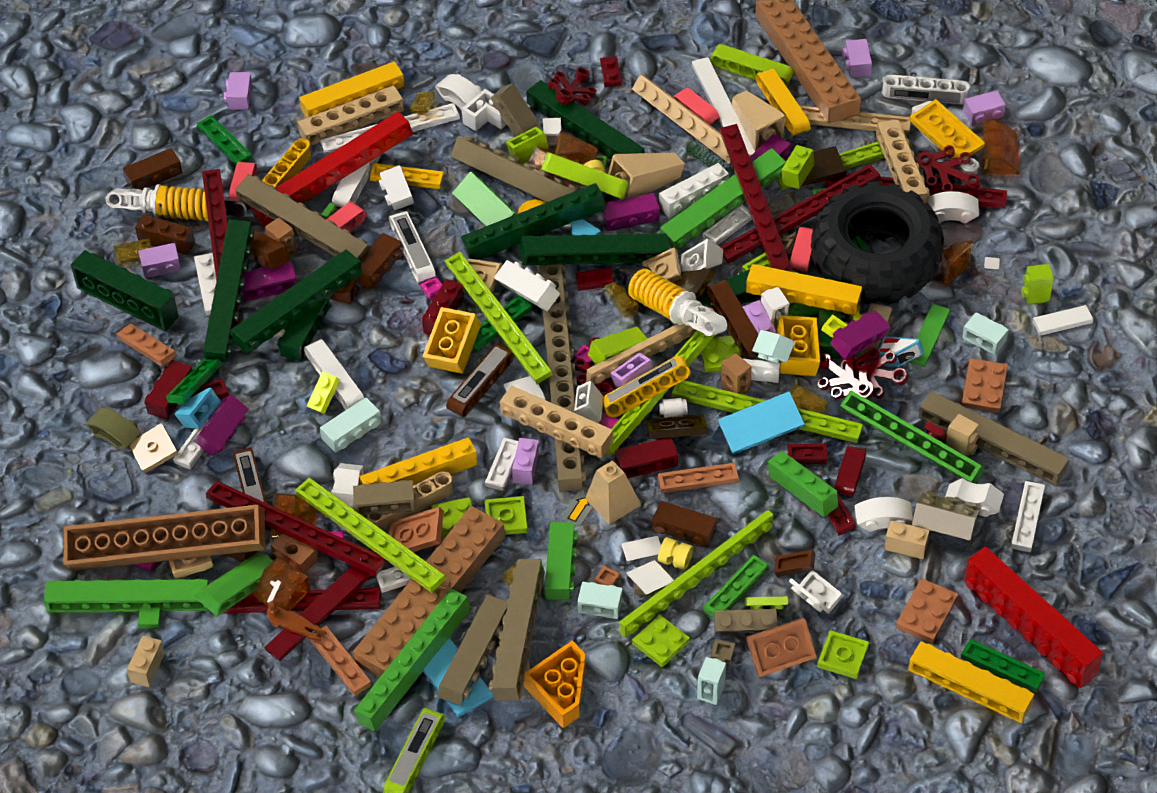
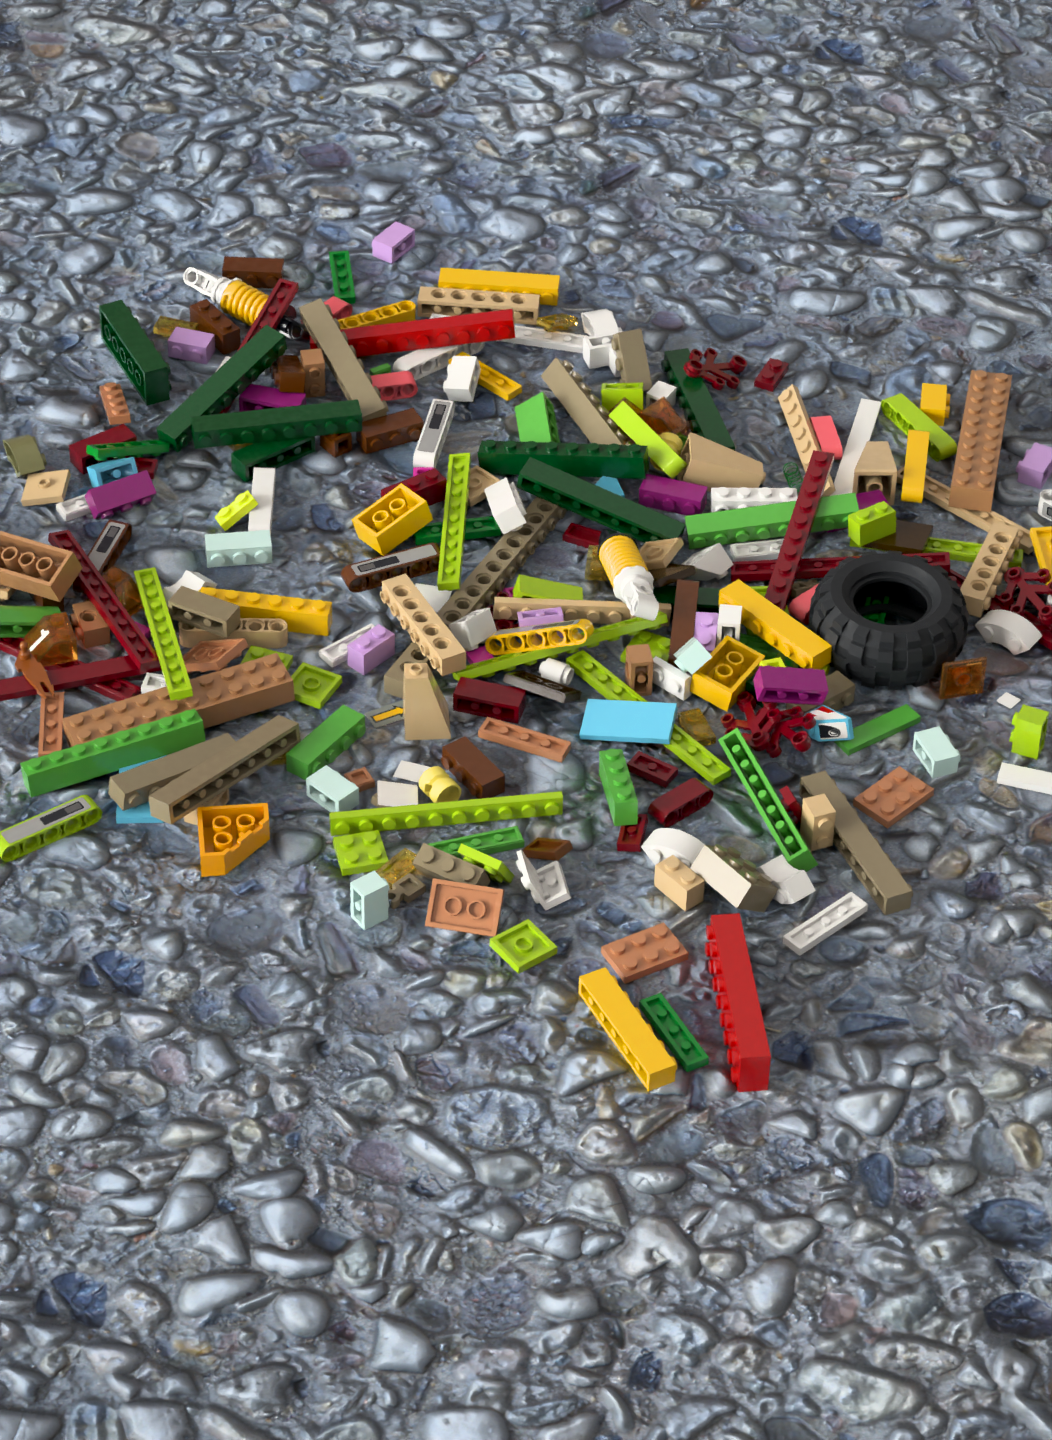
camera: 30 degrees right, 10 degrees down
(701, 639) = (397, 867): none -> clear yellow plate
(746, 39) = (935, 402): none -> yellow brick

